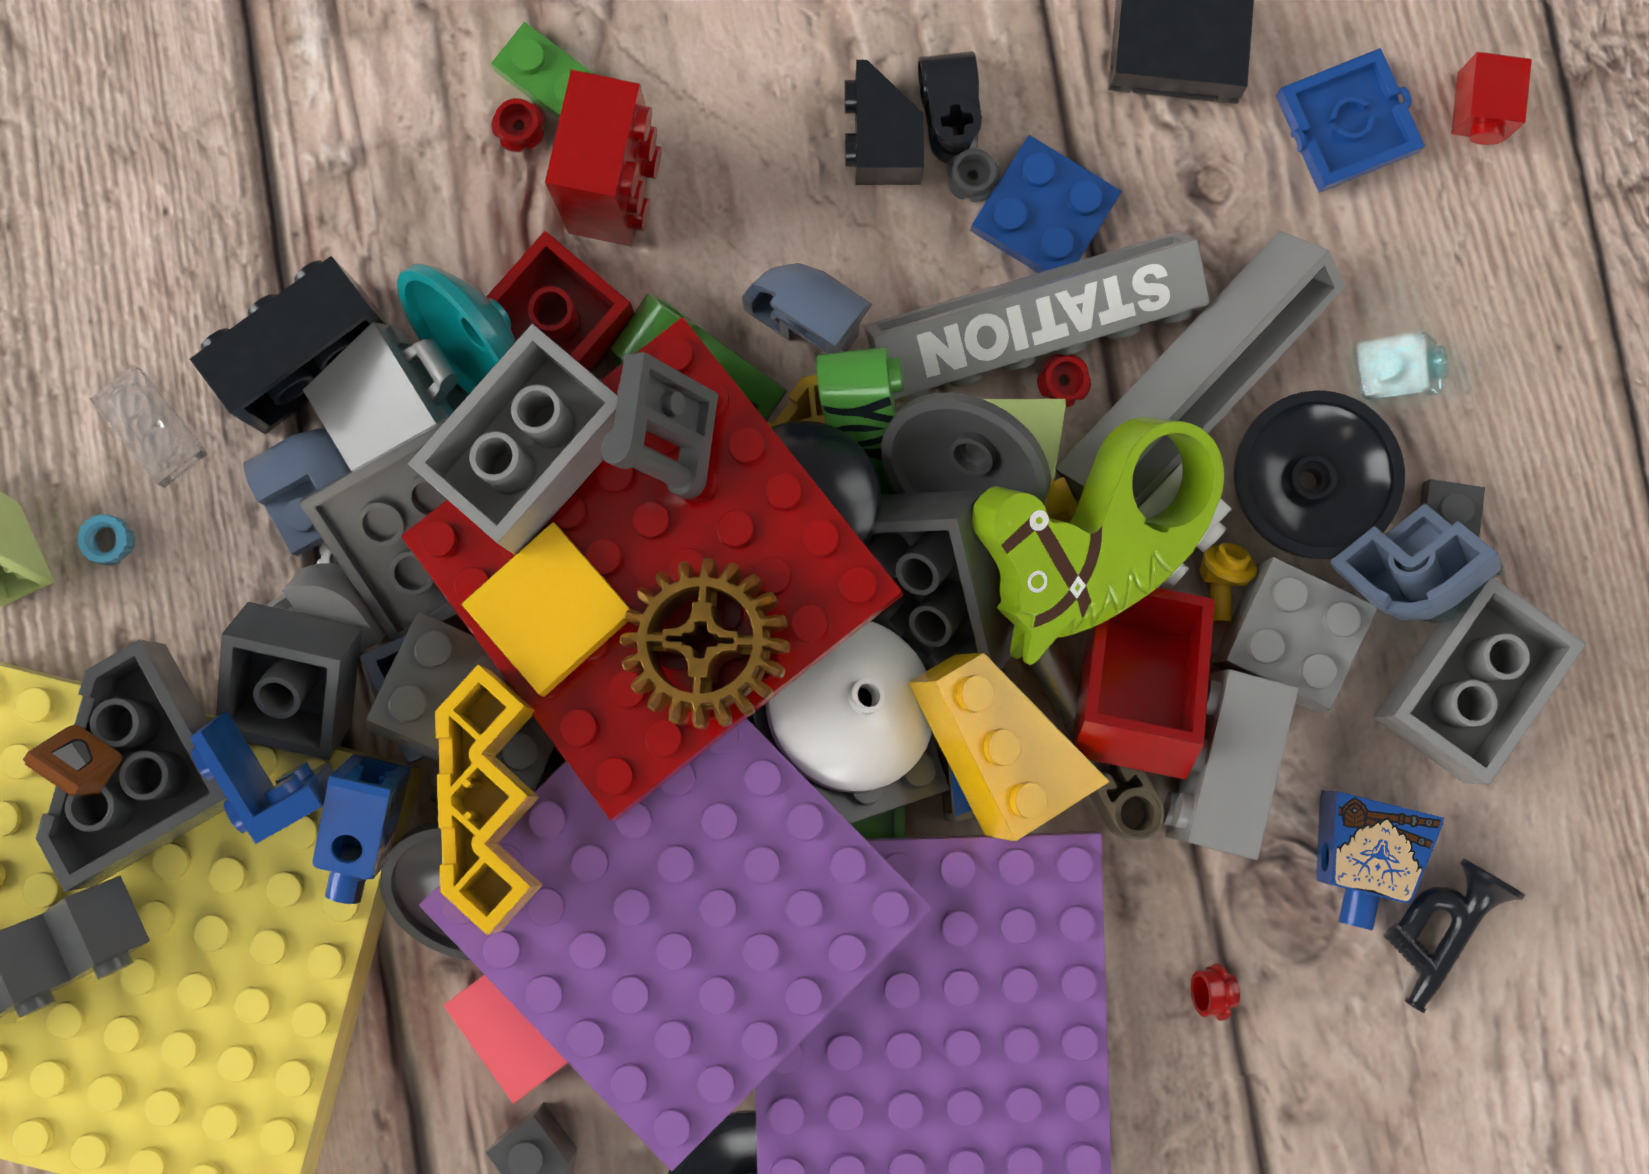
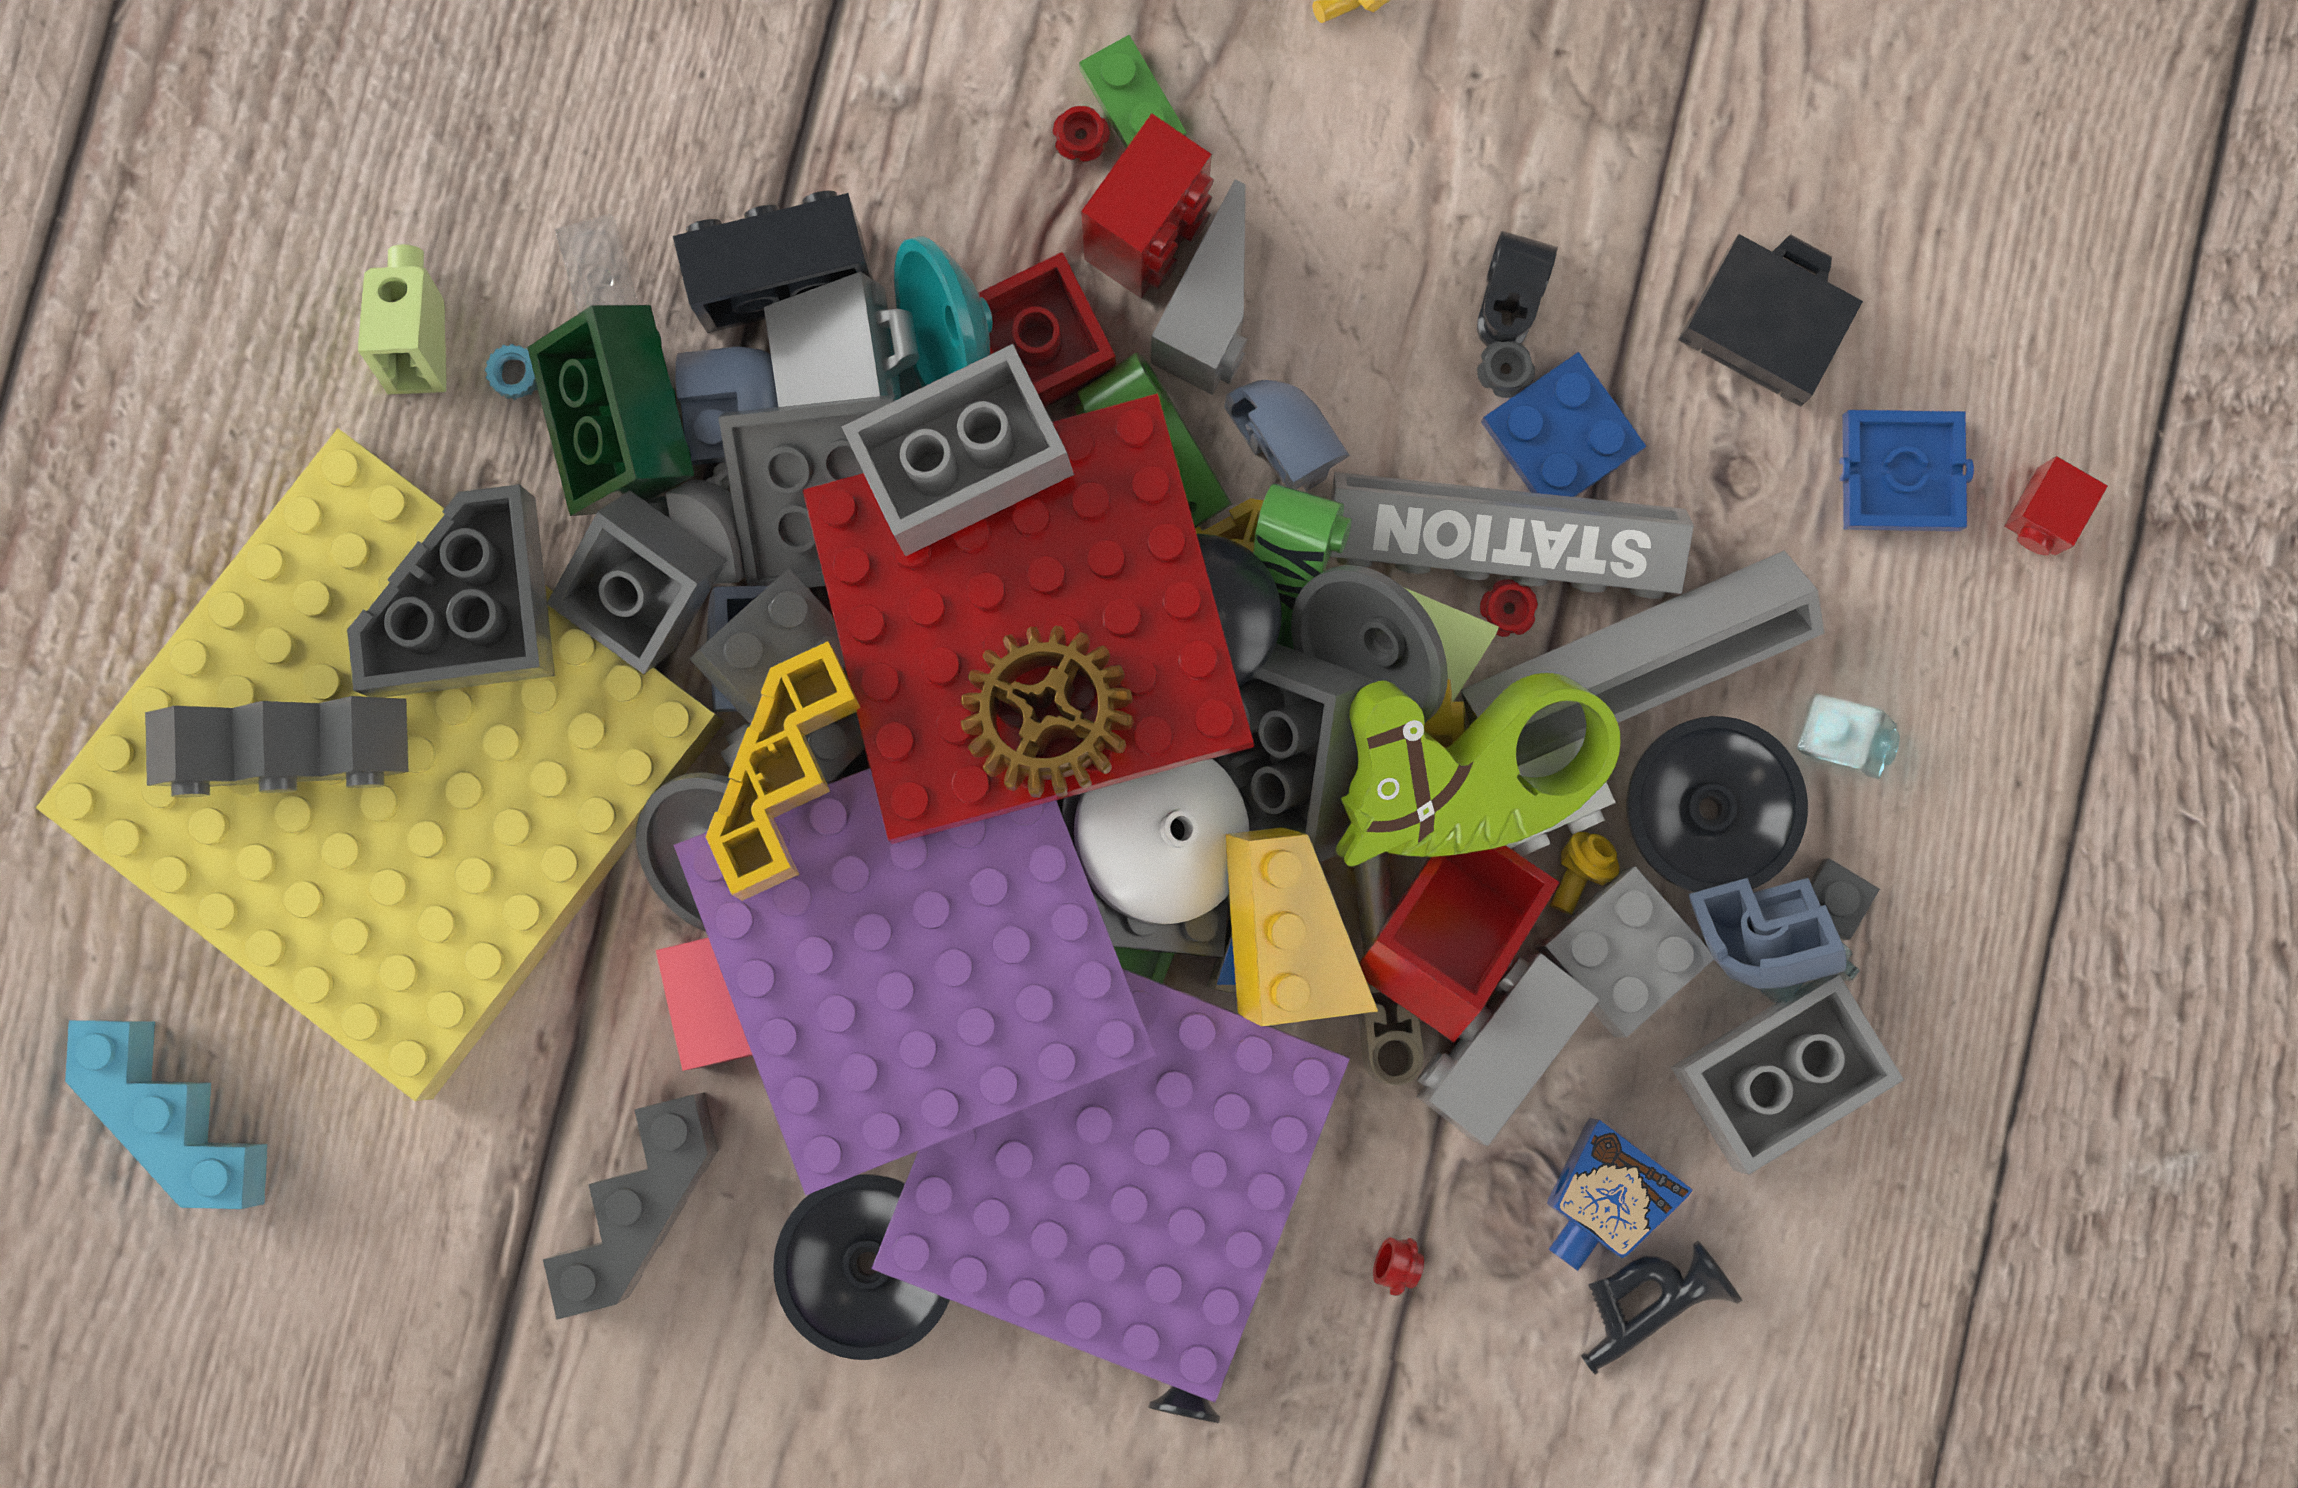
camera: 25 degrees right, 0 degrees up
(74, 761) = (416, 573): dark orange slope -> none
(200, 533) = (610, 407): none -> dark green brick
(252, 798) = (560, 682): blue bracket -> none
(364, 805) = (665, 728): blue torso -> none
(547, 609) = (913, 617): yellow tile -> none
(671, 407) = (1107, 476): dark grey plate -> none
(694, 242) = (1204, 319): none -> light grey slope
(887, 131) = (1439, 290): black slope -> none

